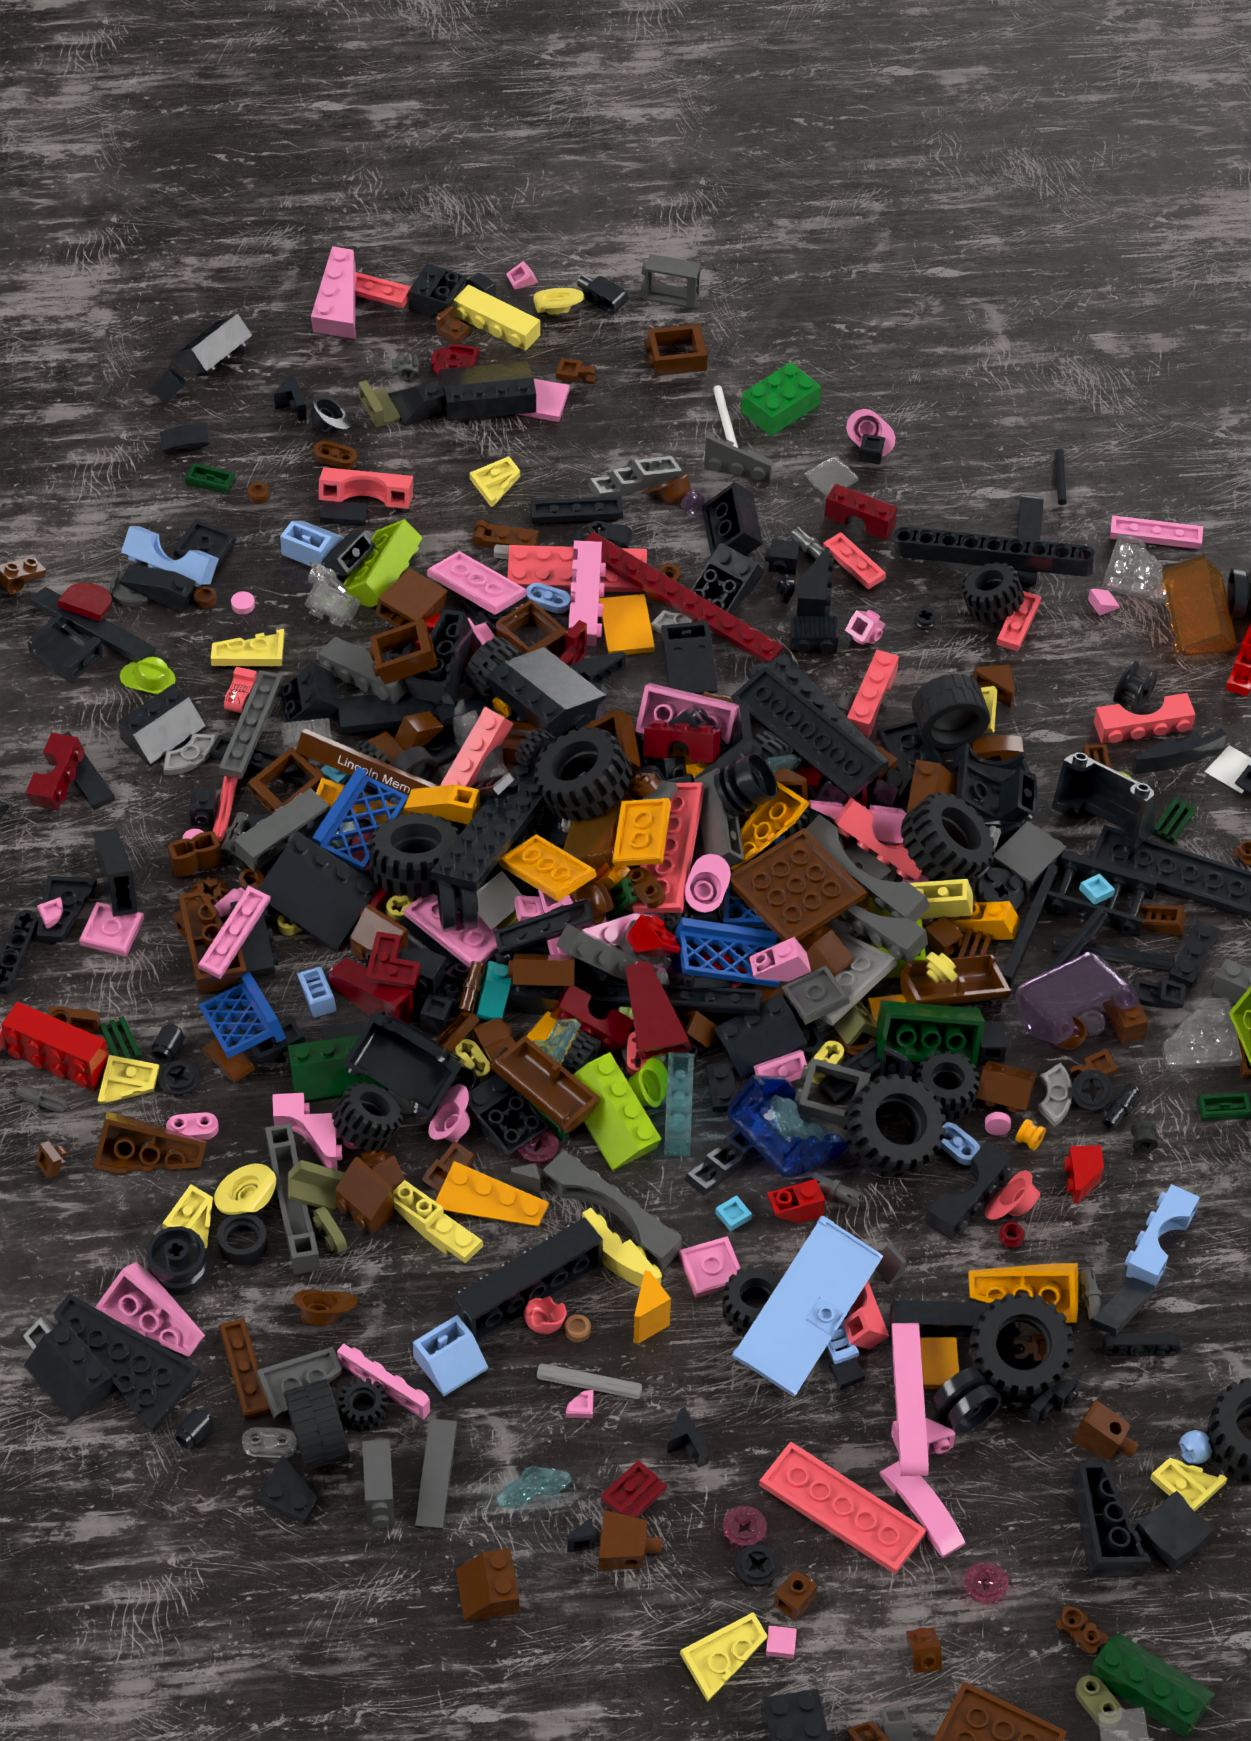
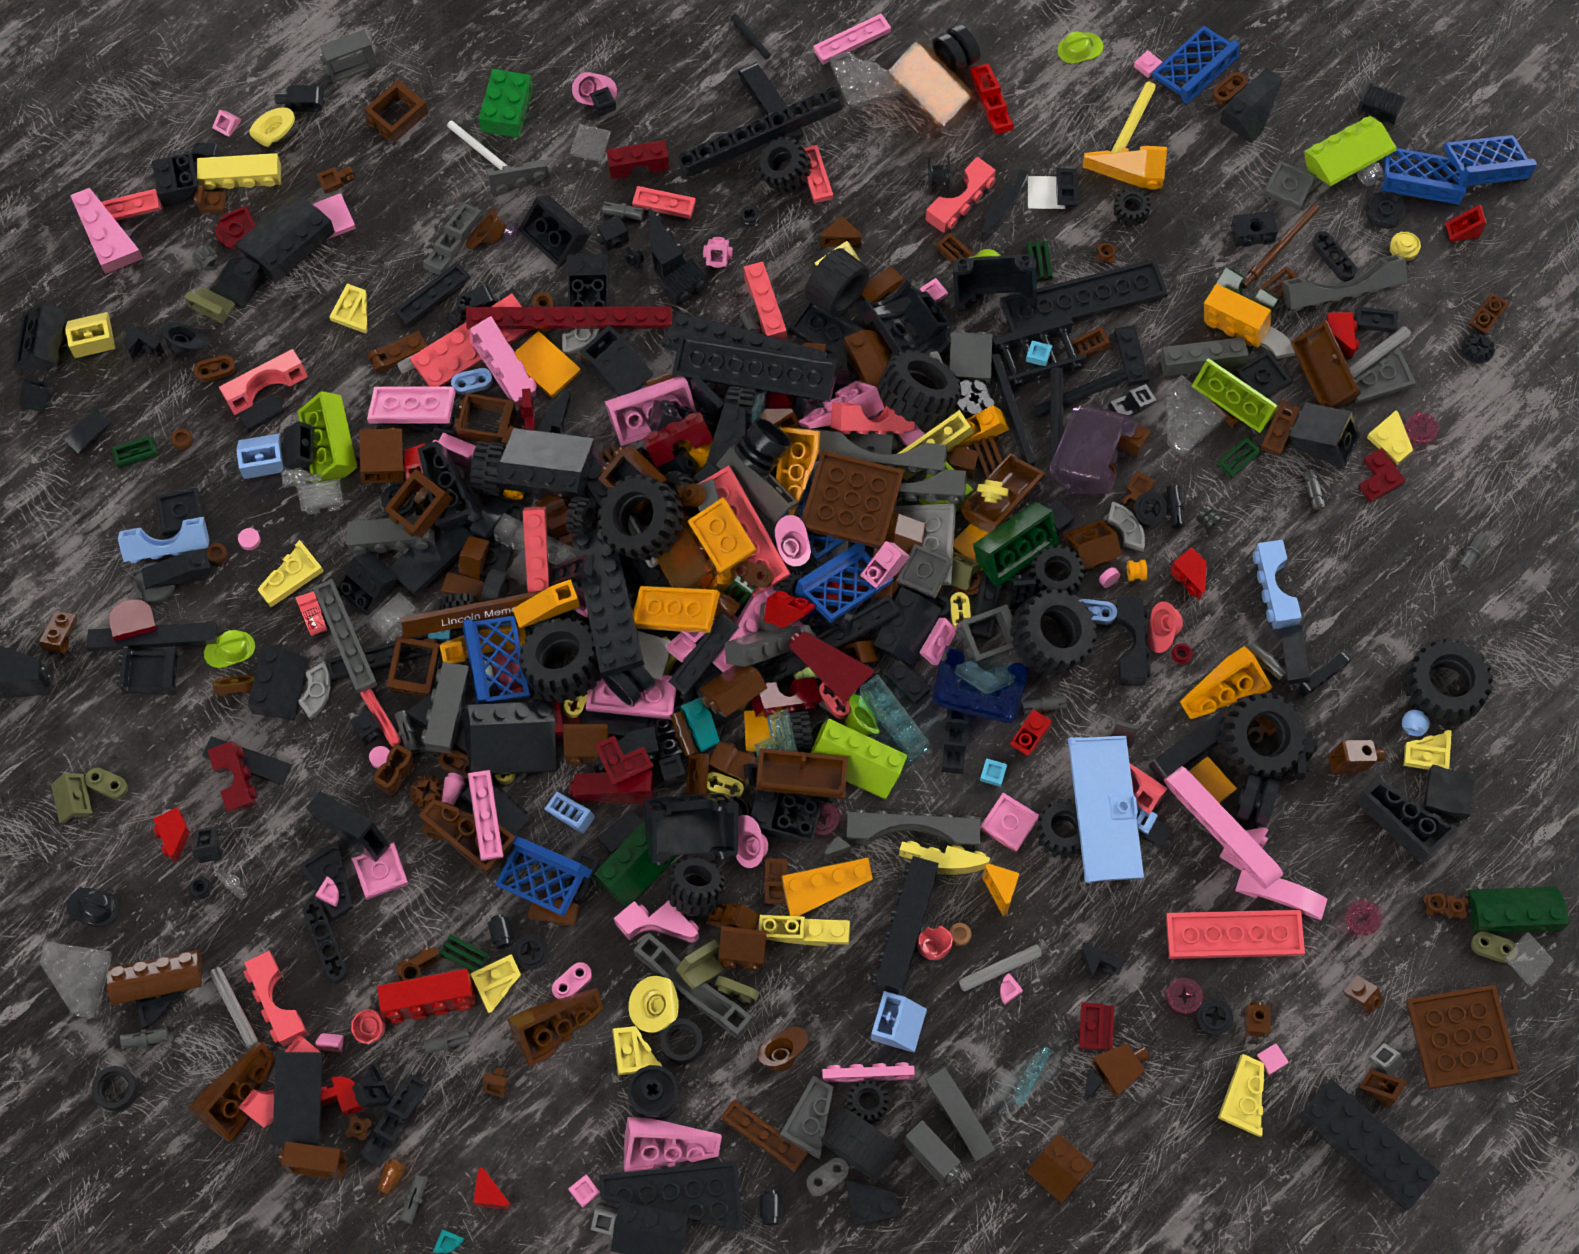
camera: 35 degrees left, 15 degrees up
(46, 1300) = (584, 1191): none -> bright pink tile
(118, 701) = (229, 685): none -> reddish brown plate
(254, 367) = (90, 335): none -> light yellow slope
(1046, 782) = (935, 289): none -> bright pink plate
(1102, 601) = (858, 119): bright pink slope -> none

